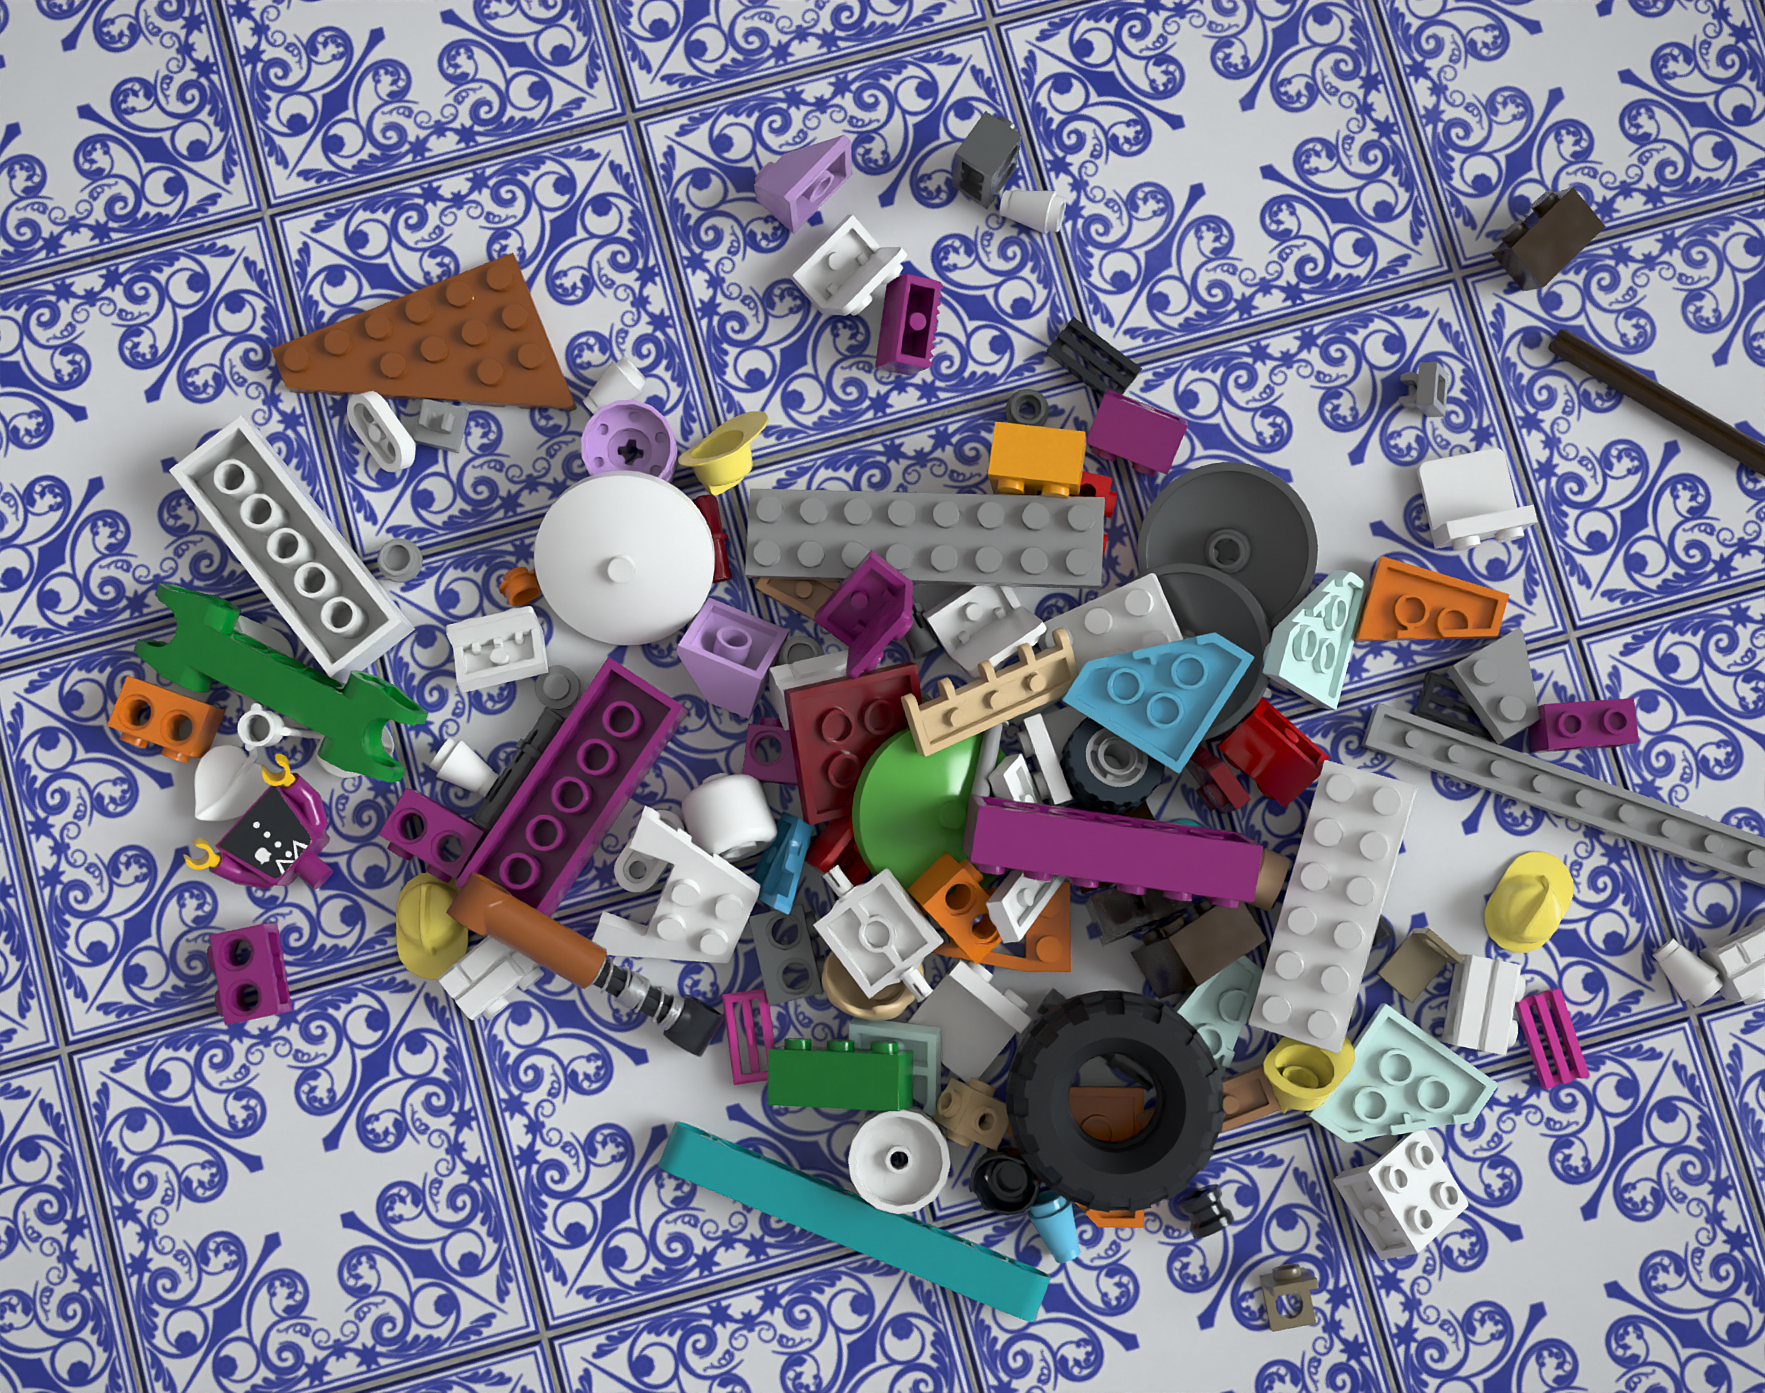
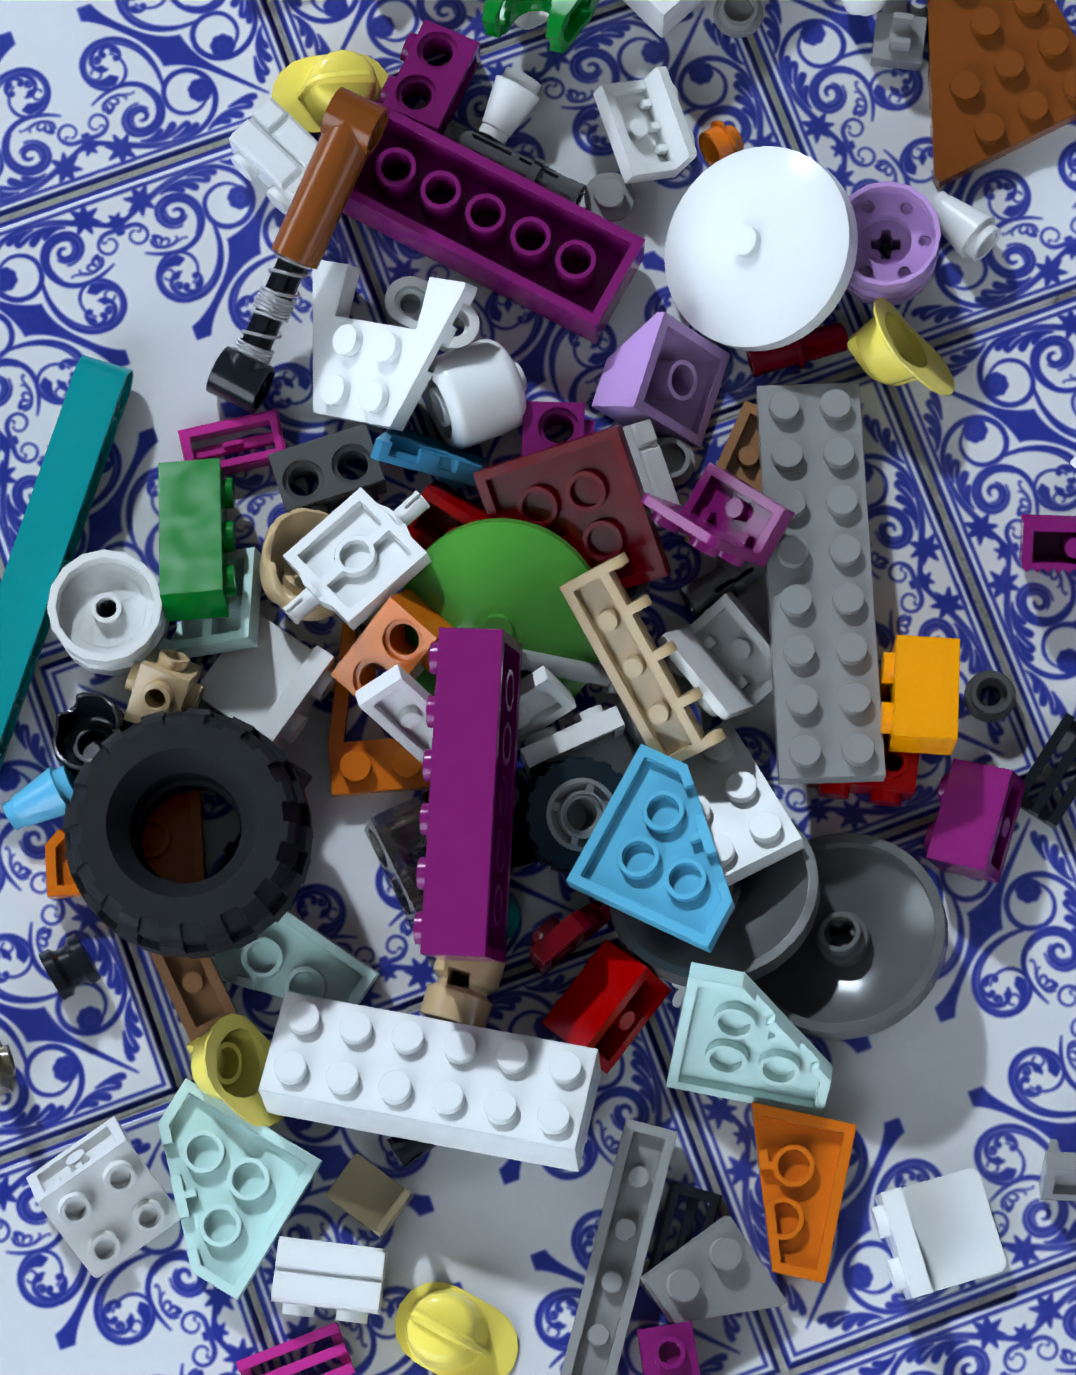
camera: 85 degrees right, 5 degrees down
(1196, 949) = (368, 924): dark brown brick -> none

